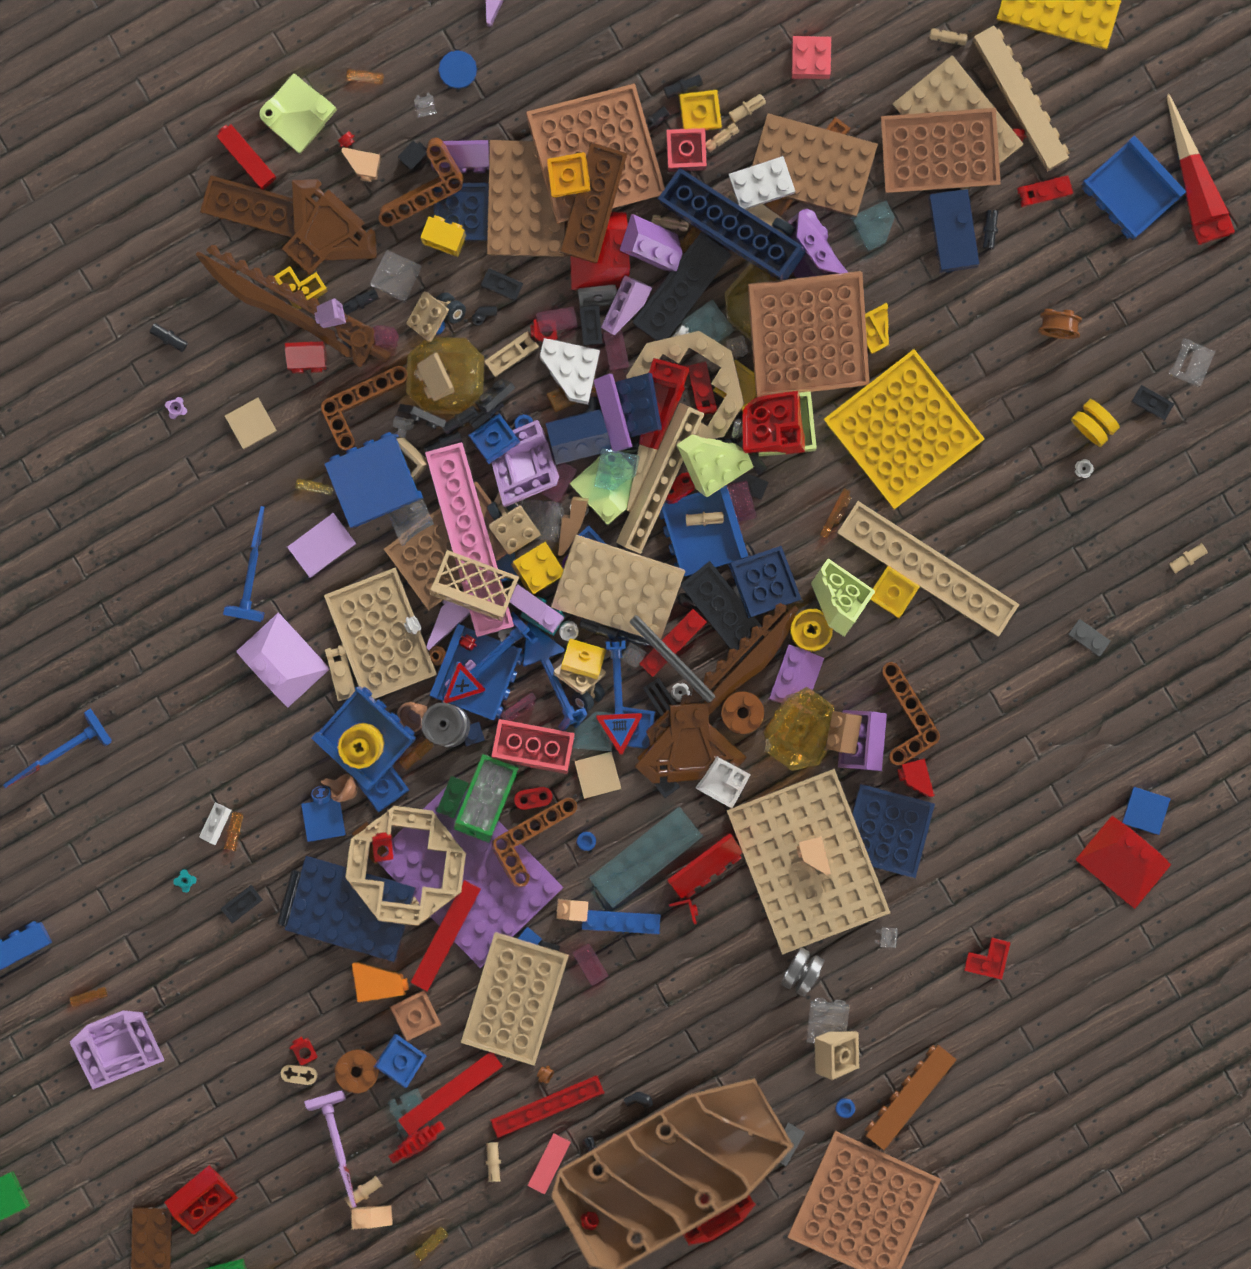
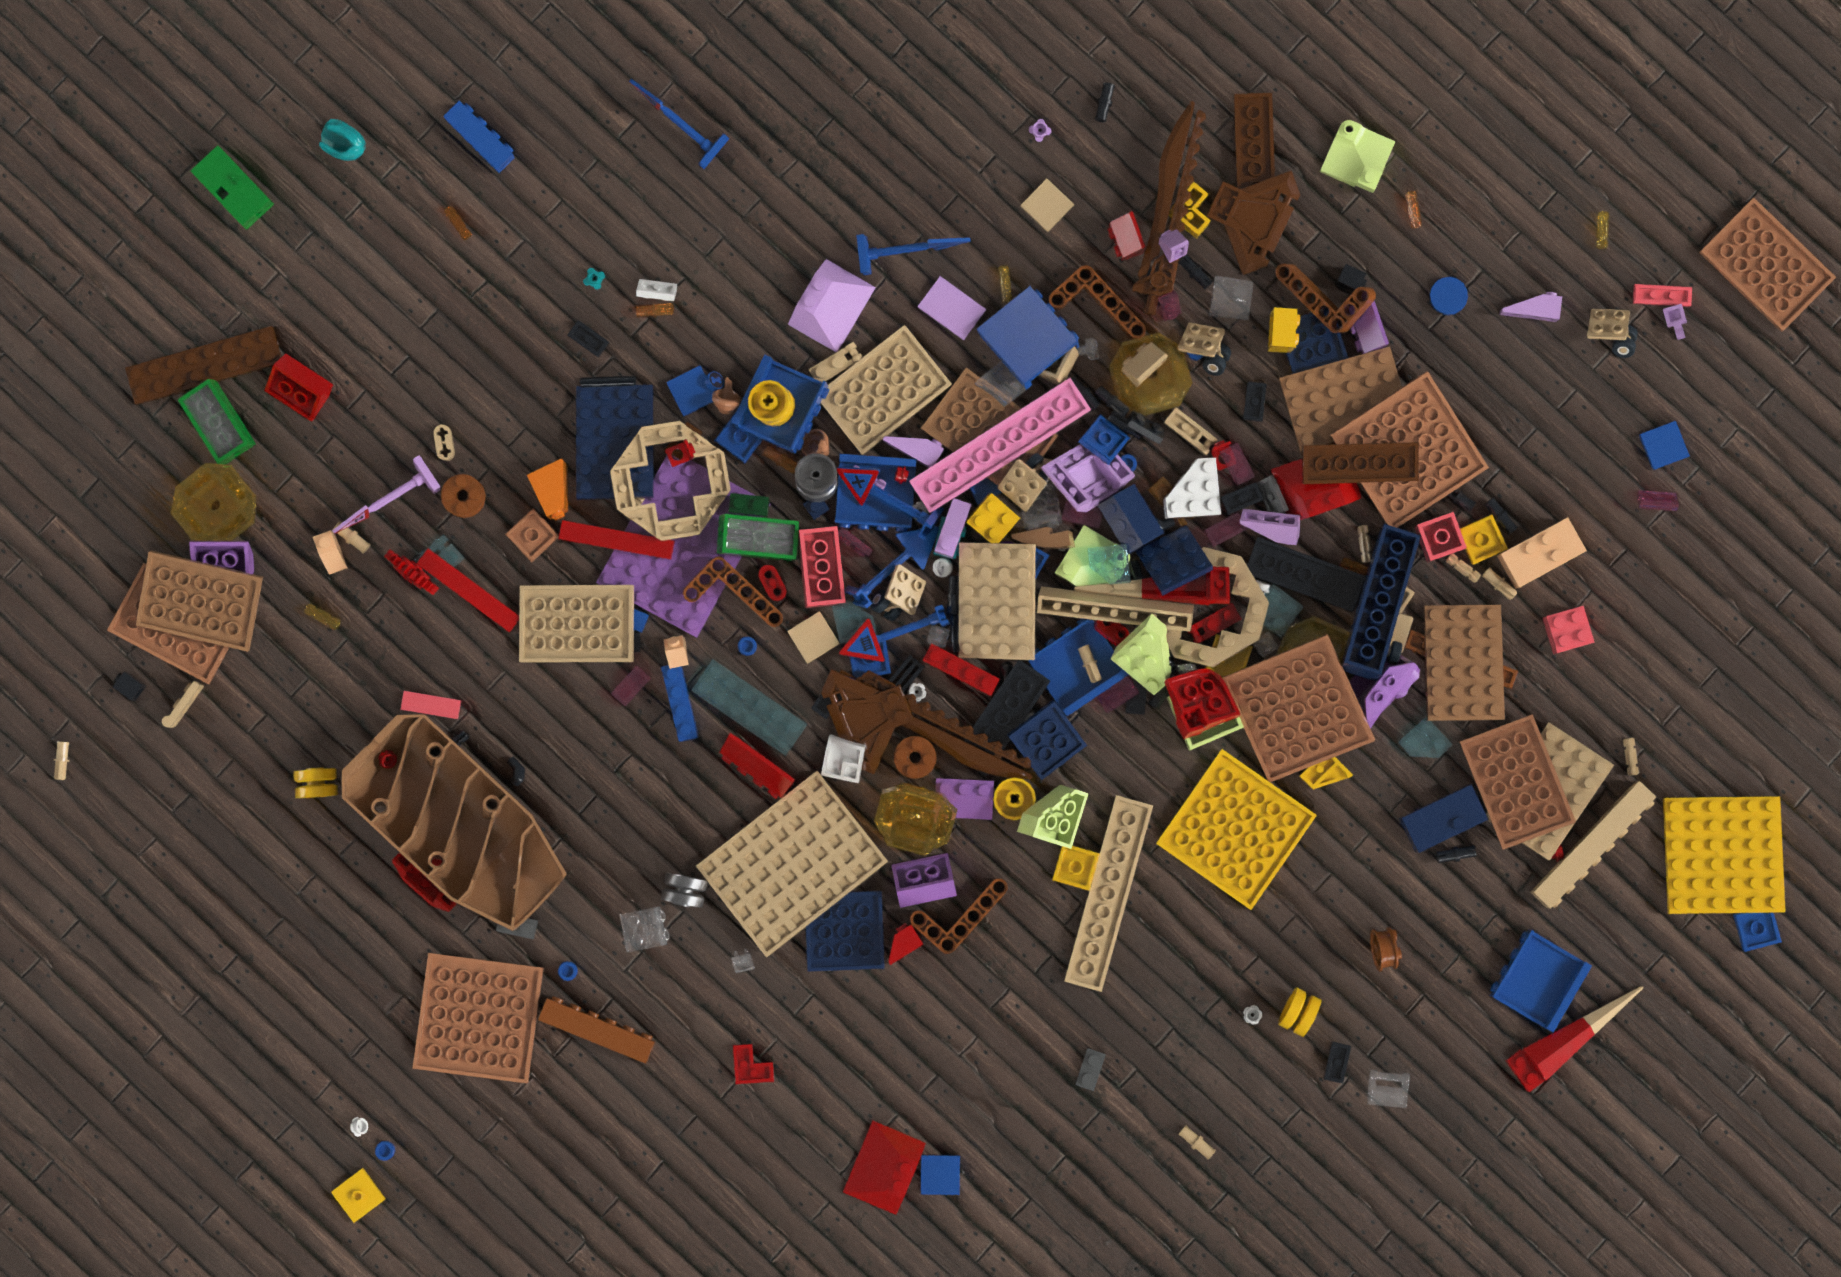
camera: 75 degrees right, 0 degrees up
(116, 1047) = (417, 262): lavender slope -> none
(246, 156) = (1300, 121): red brick -> none
(300, 1043) = (471, 433): red bracket -> none
(346, 140) = (1346, 211): red plate -> none
(363, 163) = (1329, 234): light nougat slope -> none
(400, 1061) = (484, 533): blue tile -> none
(412, 625) = (901, 417): white plate -> none
(418, 414) = (1104, 359): black wing -> none
(425, 105) = (1403, 275): clear tile -> none
(441, 651) = (884, 453): dark orange plate -> none
(464, 598) = (940, 462): tan fence -> none
(481, 314) = (1220, 391): black arm -> none
(493, 1162) = (416, 651): tan pin -> none
(545, 1074) = (513, 675): dark orange plate -> none
(547, 1106) = (484, 686): red tile -> none
(568, 174) = (1379, 430): light orange plate -> none
(583, 659) = (919, 589): yellow plate -> none
(612, 413) = (1163, 544): medium lavender tile -> none
(652, 244) = (1338, 531): medium lavender slope -> none
(672, 659) = (944, 673): dark grey axle -> none
(693, 909) = (713, 767): red bracket -> none
(731, 59) = (1541, 553): none -> light nougat brick
(762, 183) = (1430, 619): white plate -> none
(814, 854) = (799, 867): light nougat slope -> none
(835, 515) = (1131, 788): clear orange plate -> none
(836, 1053) = (616, 946): tan slope -> none
(844, 732) = (925, 859): medium nougat brick -> none
(1045, 191) = (1510, 896): red plate -> none

